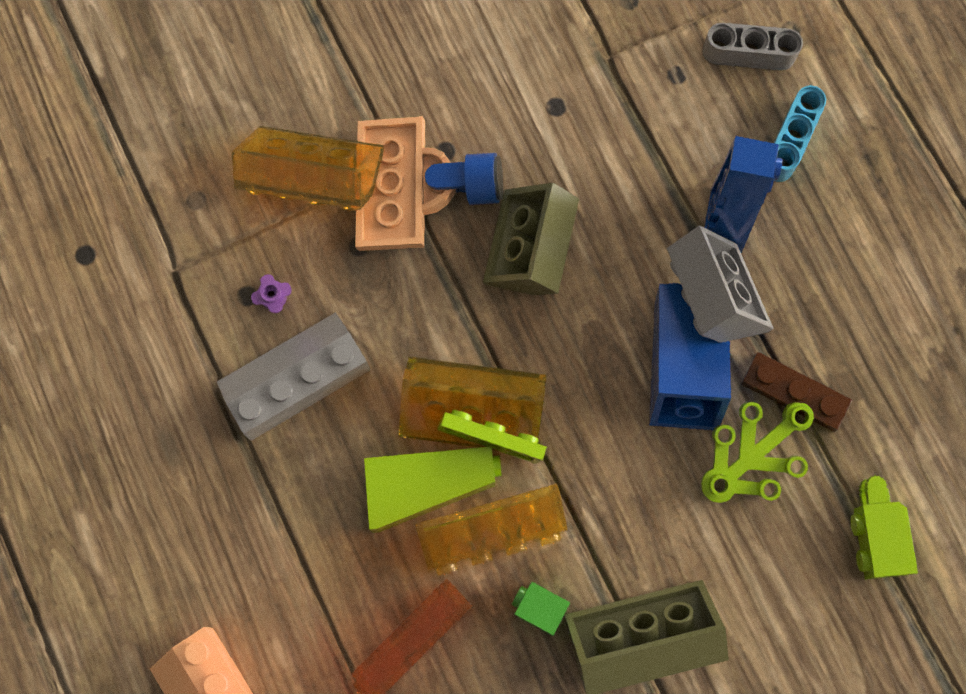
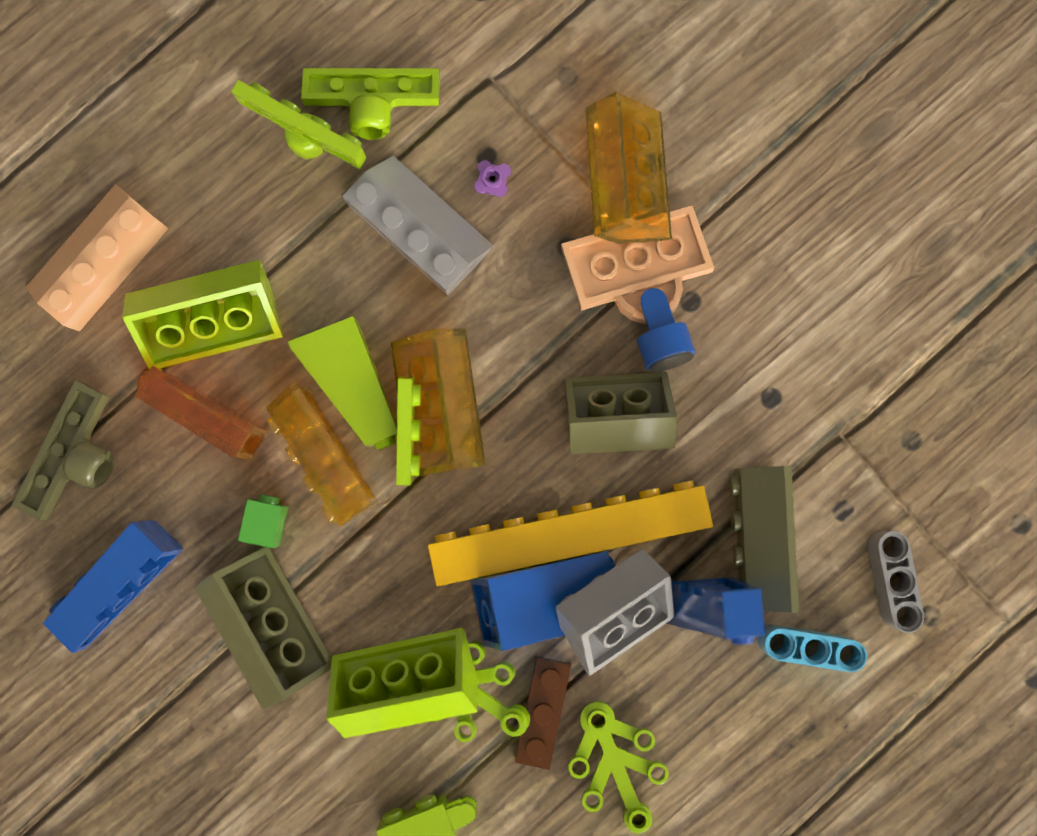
camera: 70 degrees right, 10 degrees up
(149, 384) = (370, 93): none -> lime plate
(165, 458) = (302, 131): none -> lime plate
(314, 612) = (202, 315): none -> lime slope
(633, 320) = (571, 534): none -> yellow brick
(677, 138) = (766, 534): none -> olive slope
(736, 512) = (402, 684): none -> lime slope
(858, 338) = (614, 760): none -> lime plant

